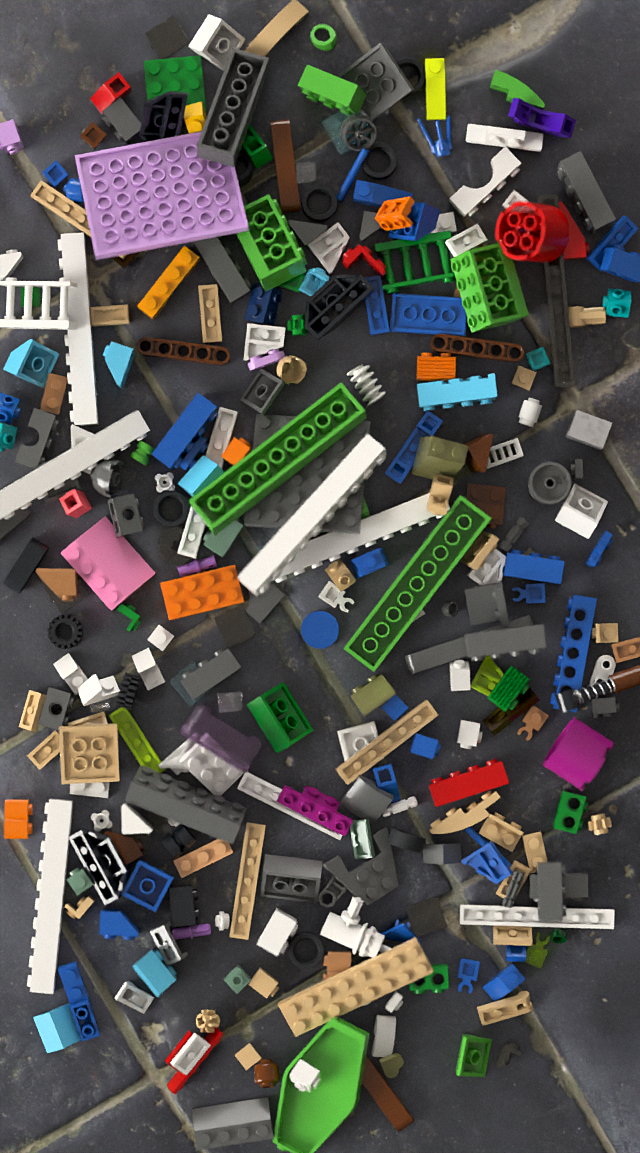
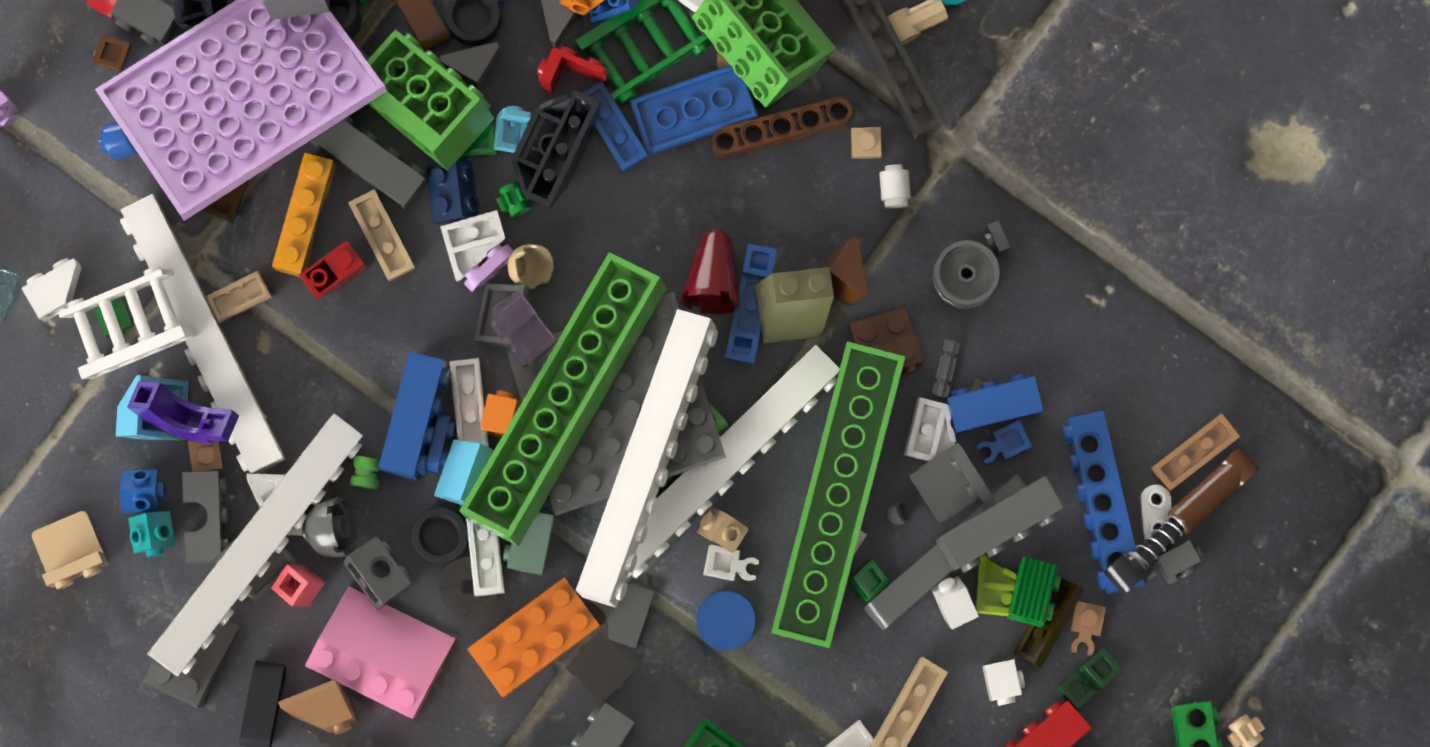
camera: 25 degrees left, 5 degrees down
(46, 374) = (179, 417): none -> dark purple arch
(55, 174) = (79, 129): blue plate -> none
(62, 207) = (111, 172): tan plate -> none
(119, 361) = (278, 354): medium azure slope -> none
(129, 611) = (439, 709): green bracket -> none
(160, 638) = (501, 728): white plate -> none
(168, 478) = (406, 500): white plate -> none
(172, 323) = (333, 271): none -> red slope
(176, 345) = (350, 303): reddish brown beam -> none
(197, 566) = (511, 603): medium lavender pin -> none
(271, 407) = (523, 328): none -> clear purple brick
(330, 246) = (513, 71): white wing -> none
(366, 384) = (645, 242): white piece -> none
(369, 562) = (756, 495): blue torso -> none
(372, 694) = (840, 682): olive slope -> none
(394, 707) = (880, 687): blue tile -> none
(398, 421) = (712, 276): none -> dark red cone
(414, 641) = (868, 580): none -> green plate
(425, 746) = (948, 725): blue brick -> none
(436, 368) = (735, 179): orange brick -> none
(439, 494) = (817, 354): tan brick -> none
(457, 392) = (780, 200): medium azure wedge -> none
(482, 546) = (907, 411): tan plate -> none
(519, 453) = (898, 242): white slope -> none
(520, 753) = (1089, 678): none -> dark green slope
(538, 358) = (874, 107): teal tile -> none
(577, 753) = (1172, 643): magenta brick -> none
(581, 511) = (1028, 296): white slope -> none
(588, 430) = (989, 176): flat silver piece -> none
(603, 543) = (1078, 329): blue wing -> none
(605, 633) = (1135, 455): tan bracket -> none

